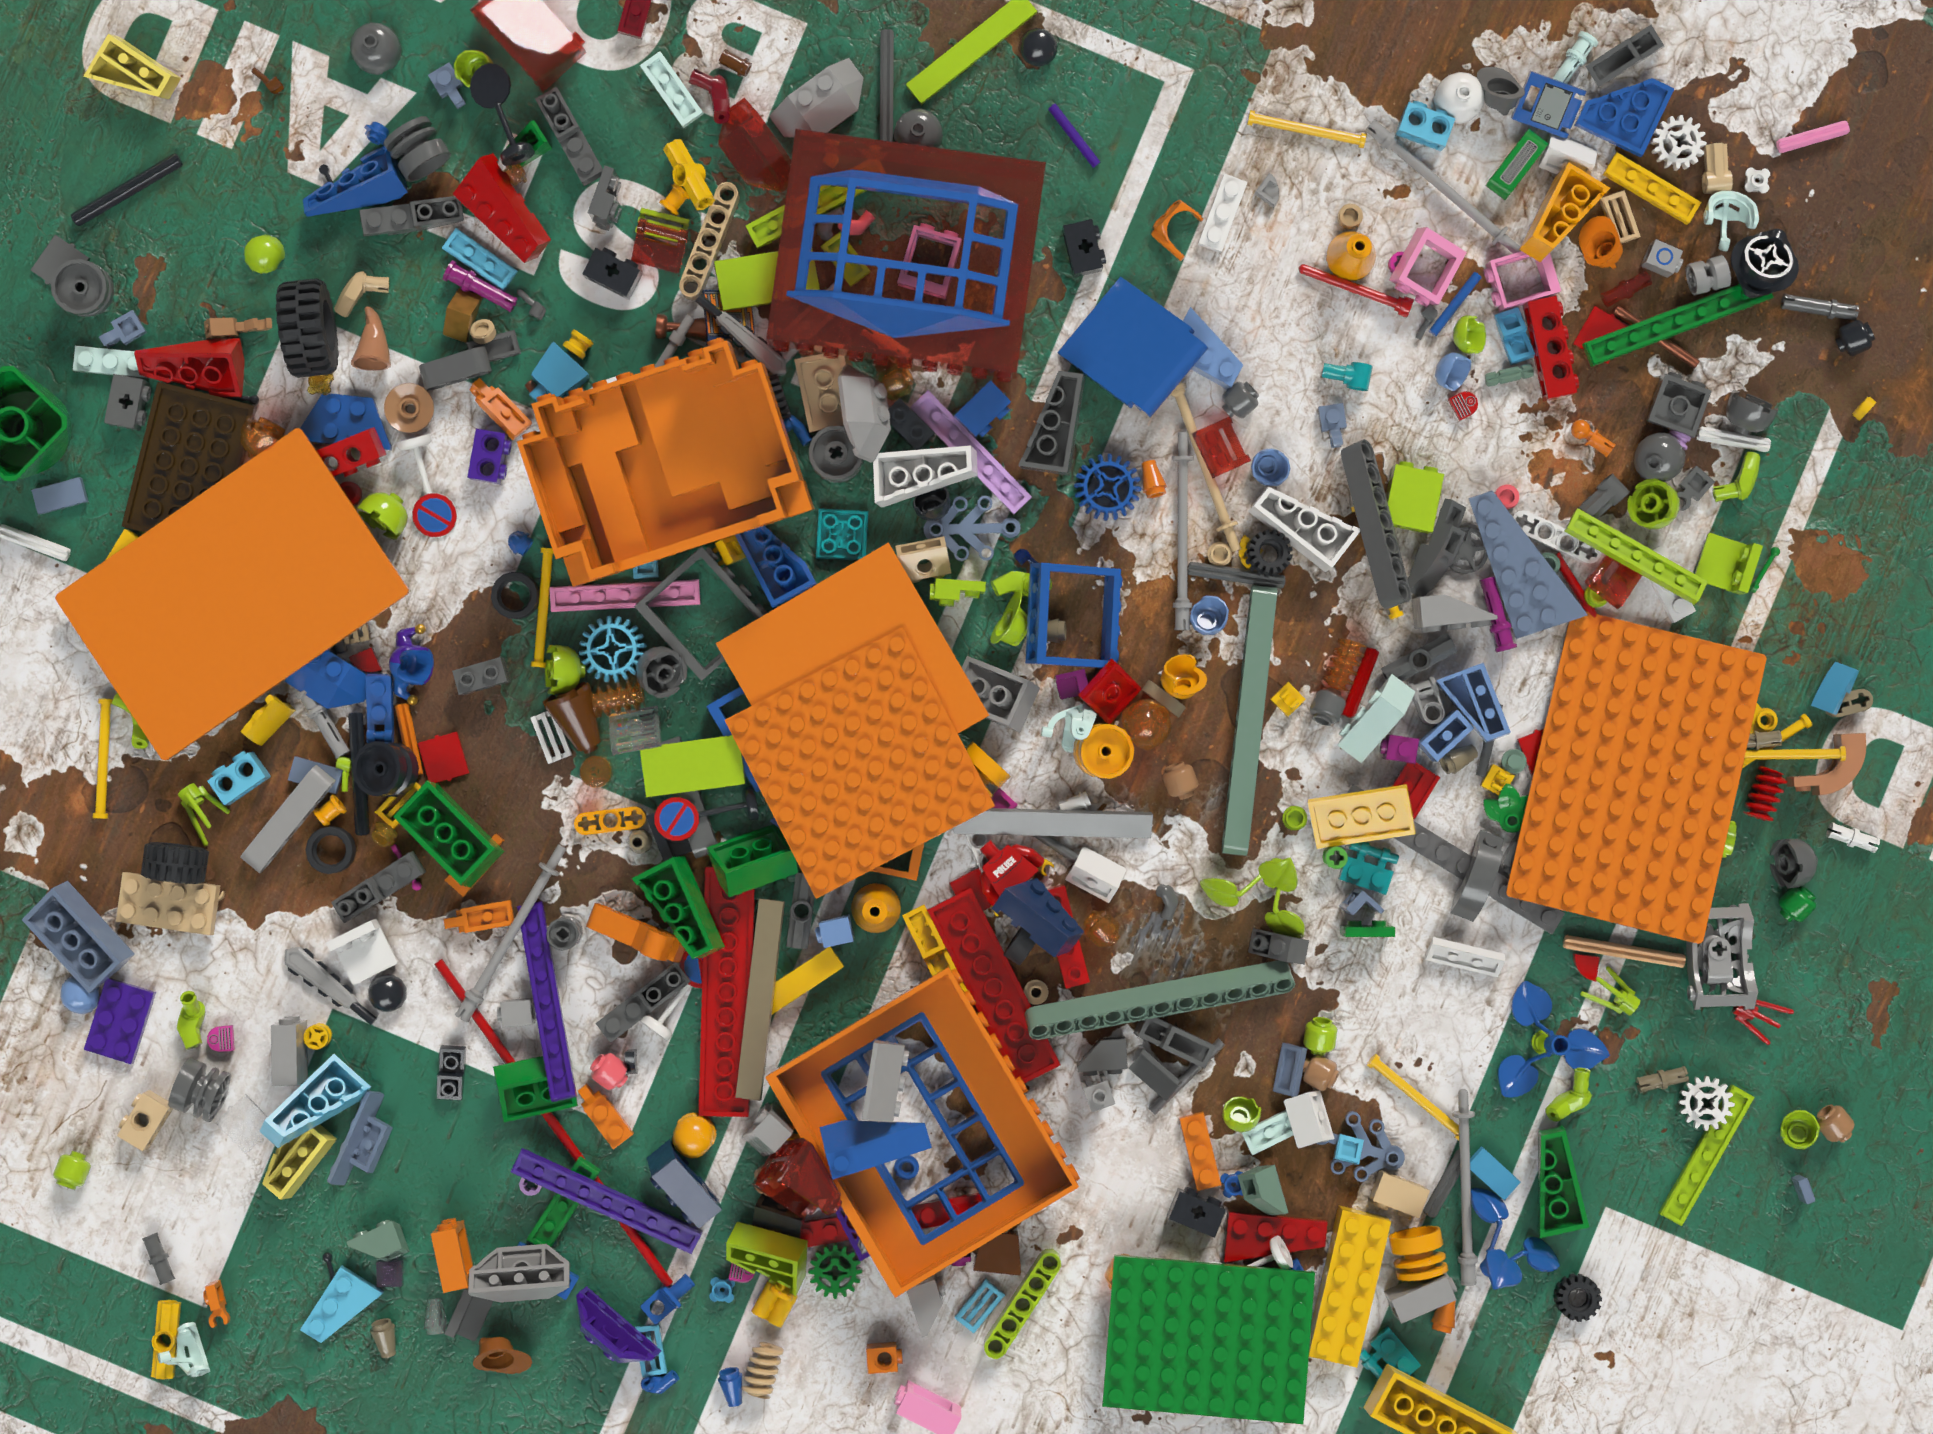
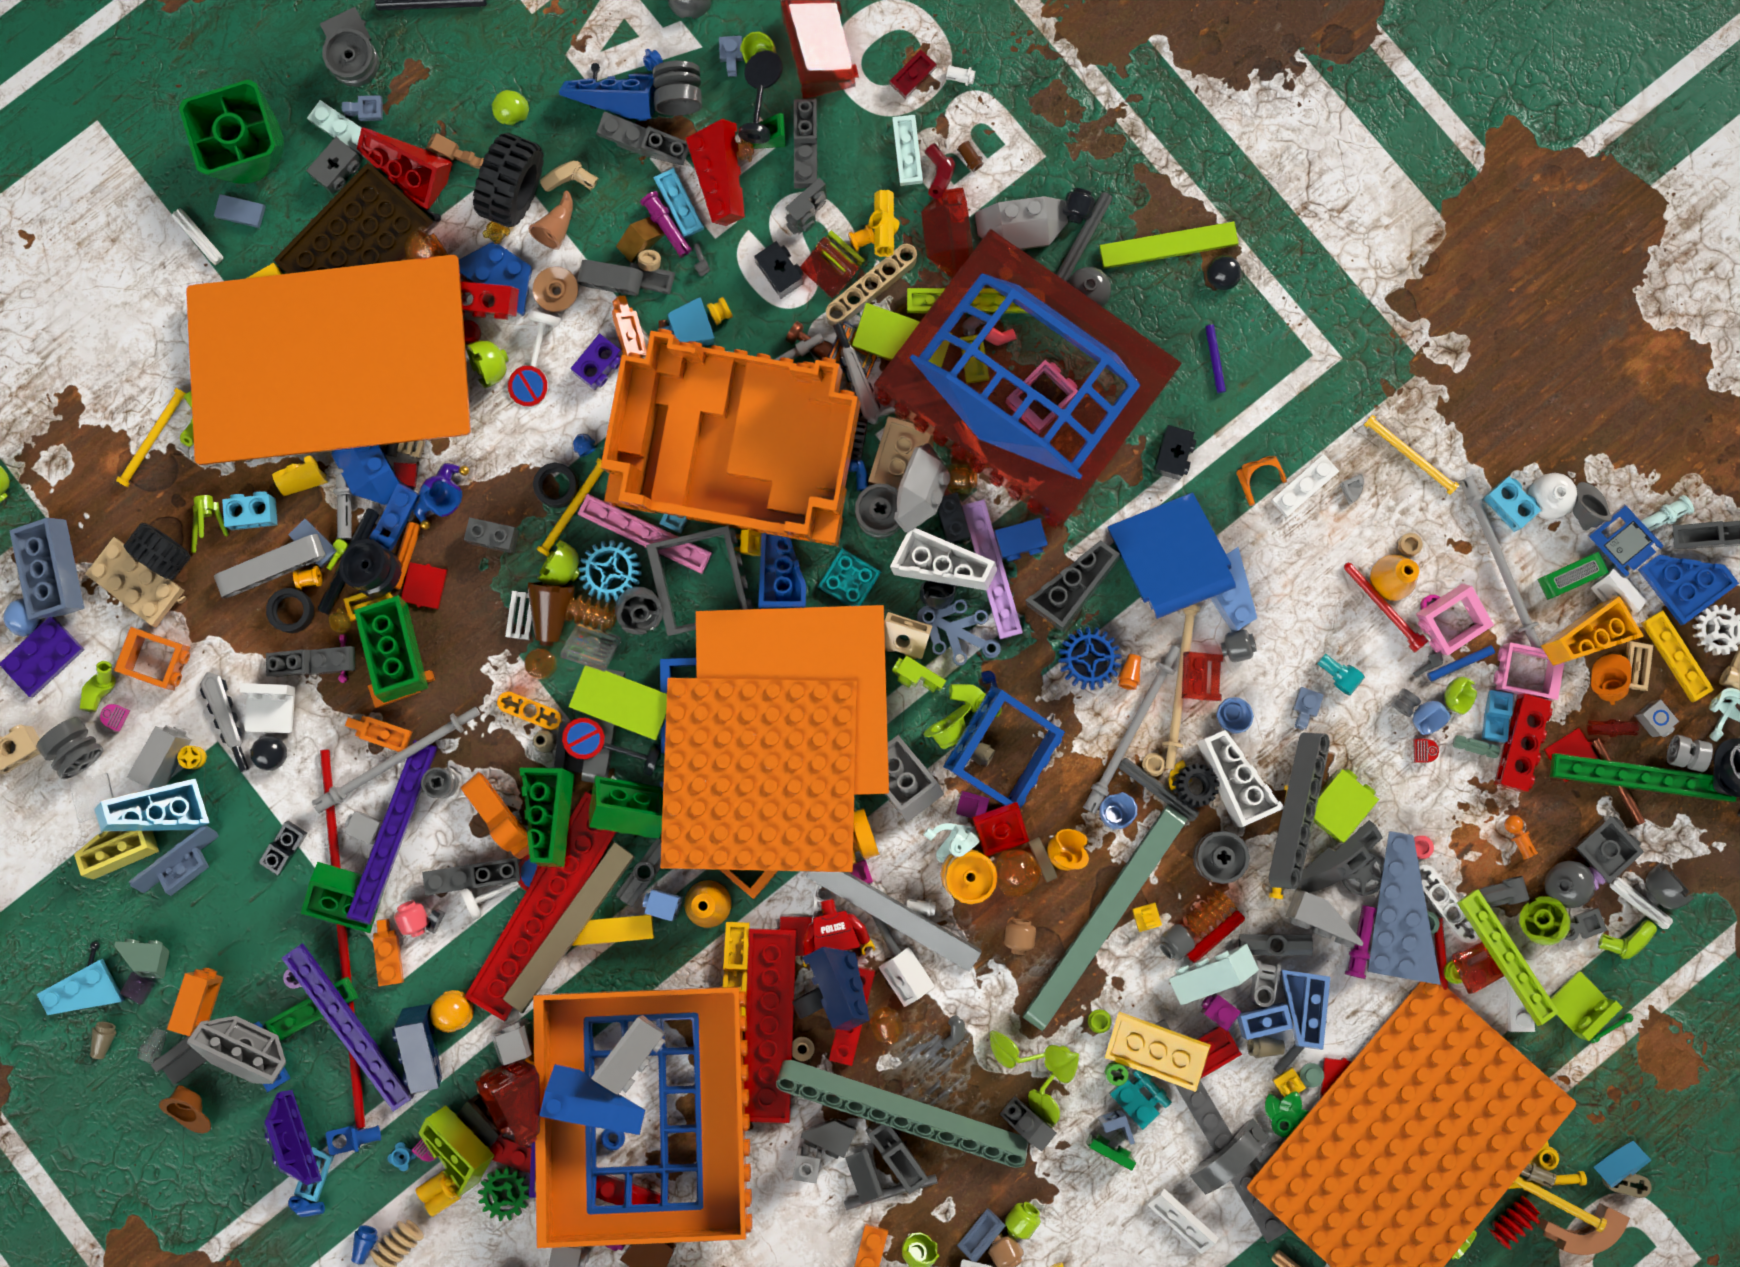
camera: 30 degrees right, 5 degrees down
(203, 971) = (132, 648): none -> orange window
(865, 56) = (1078, 205): none -> black head
(1341, 604) = (1235, 857): none -> dark grey wheel
(1422, 369) = (1406, 702): none -> flat silver wheel

